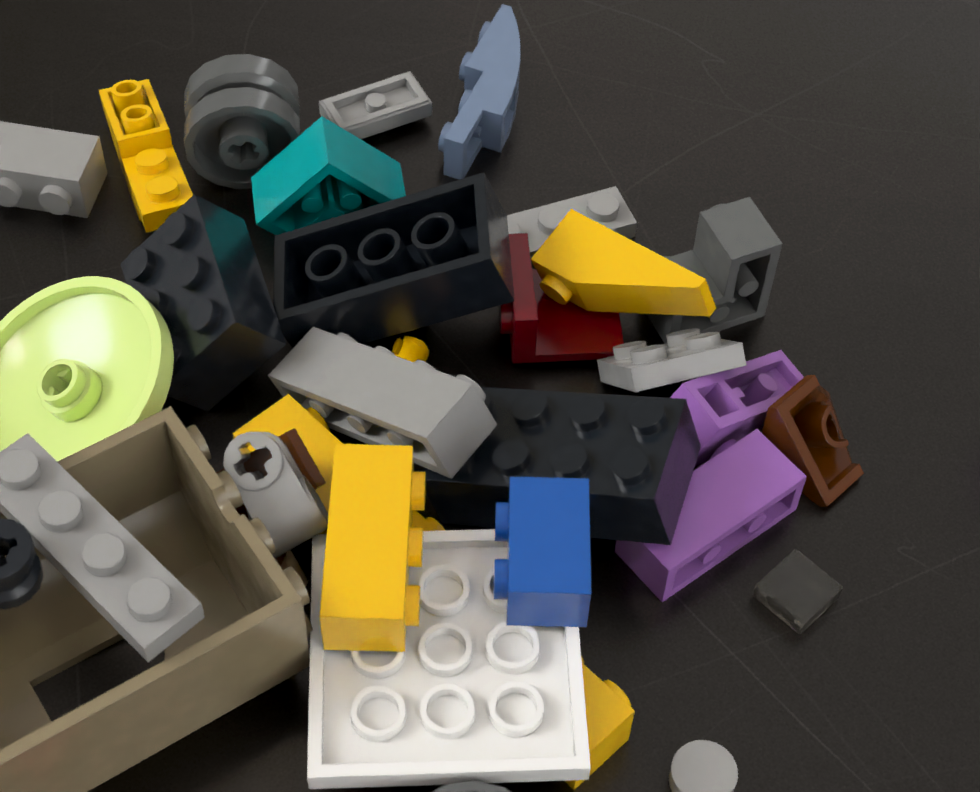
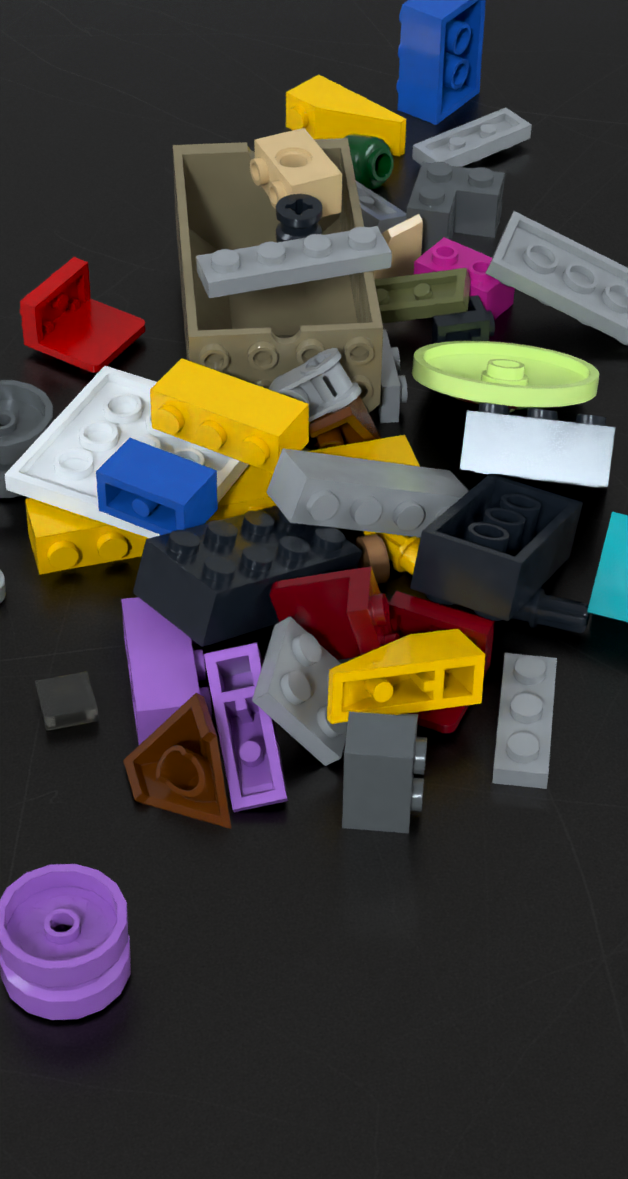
camera: 120 degrees right, 10 degrees down
(573, 323) = (338, 610): none -> dark red bracket

